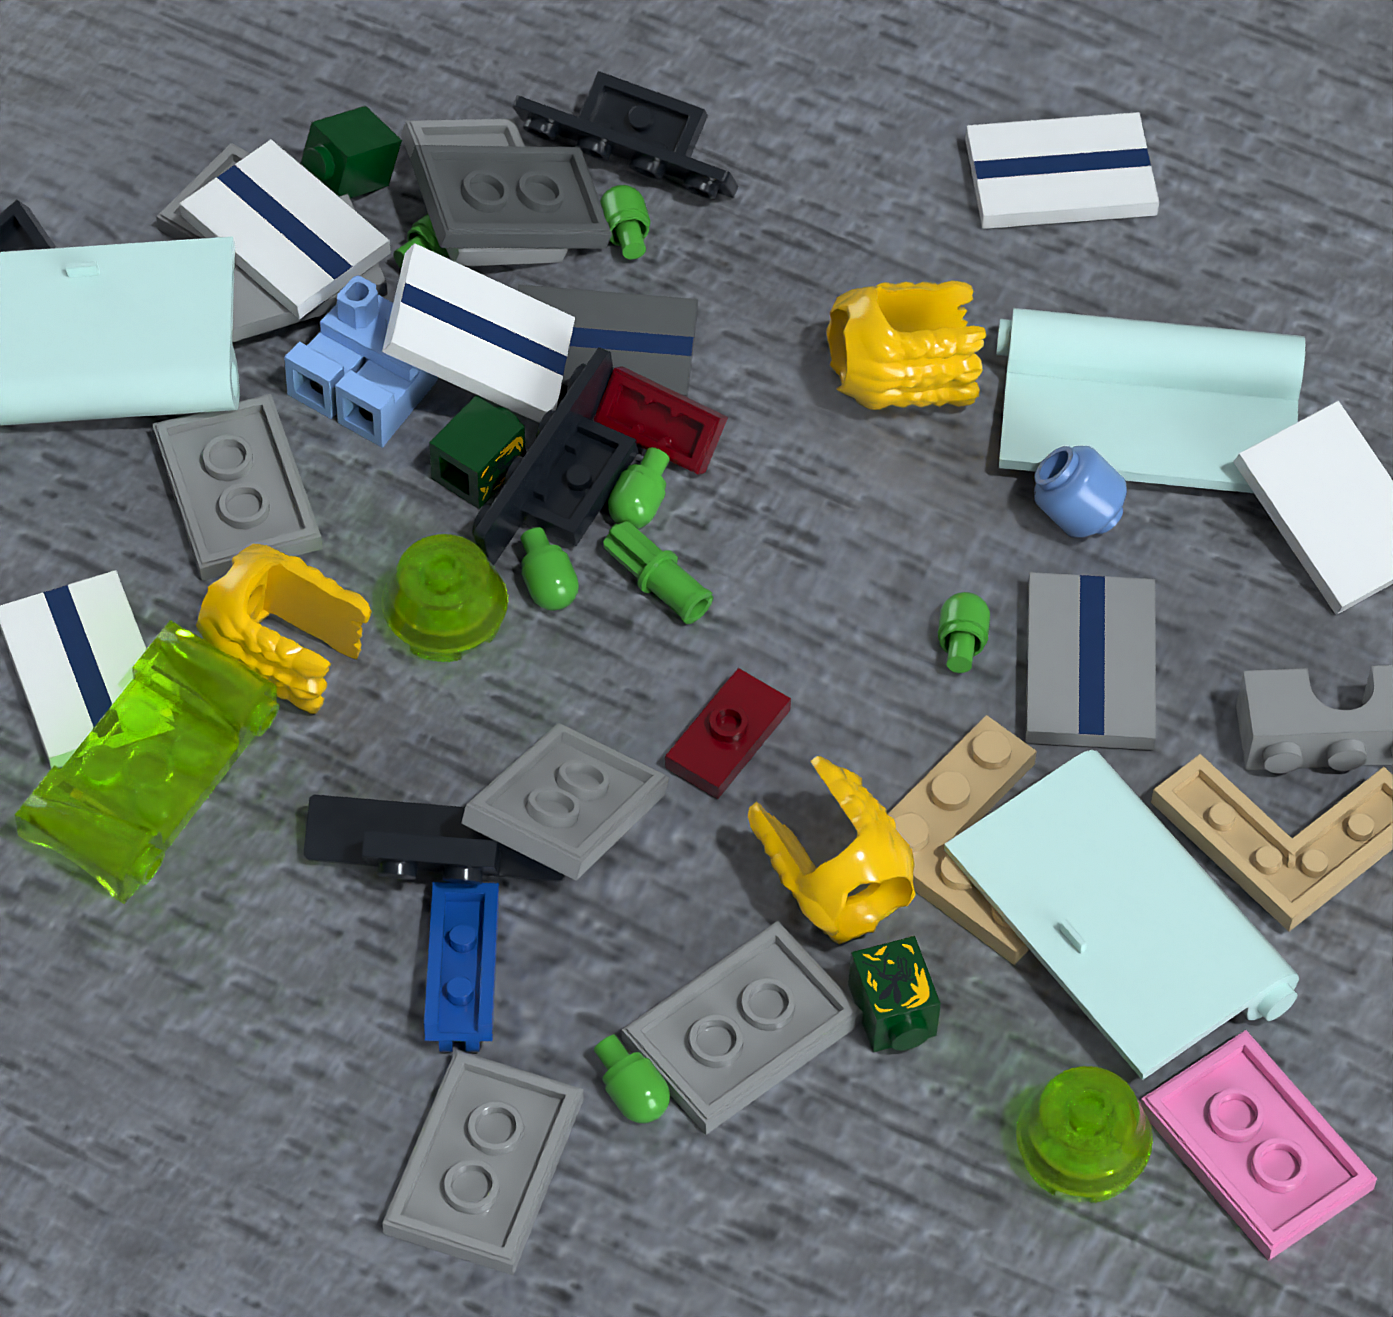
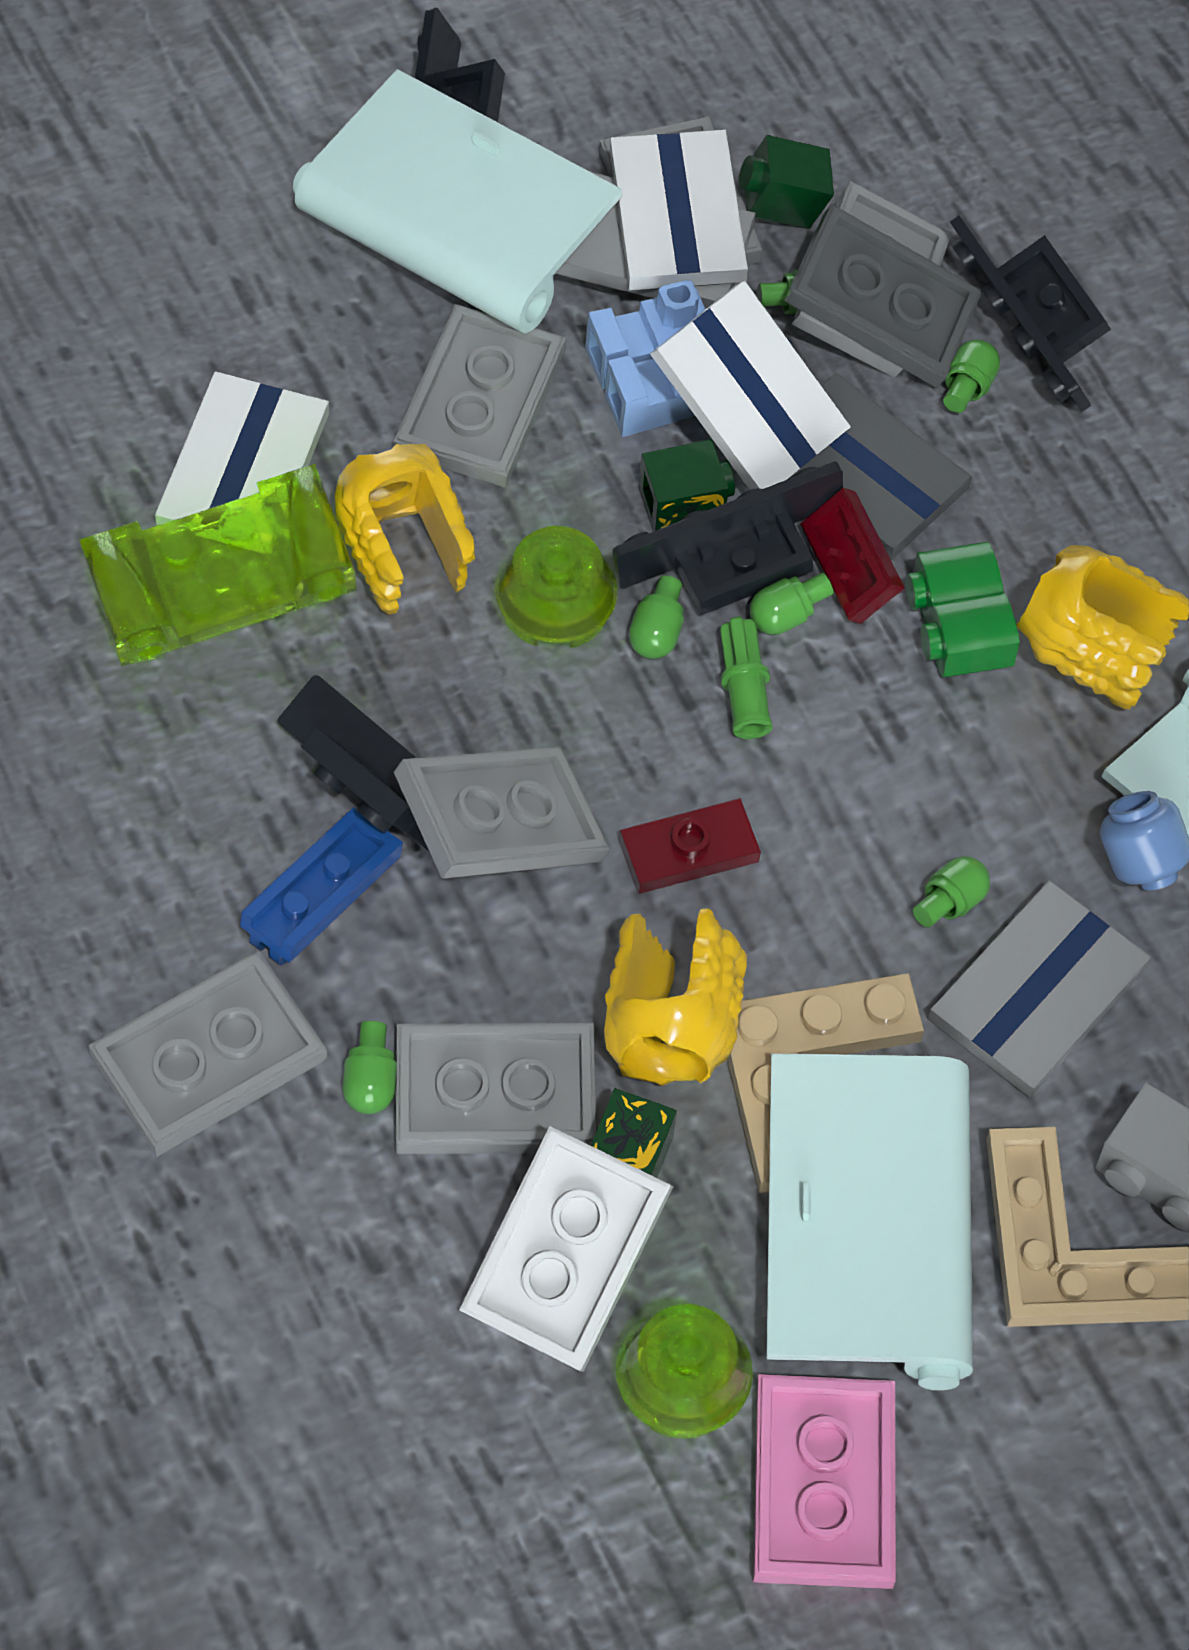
camera: 35 degrees right, 5 degrees up
(785, 405) = (963, 609): none -> green brick
(918, 1105) = (566, 1248): none -> white tile

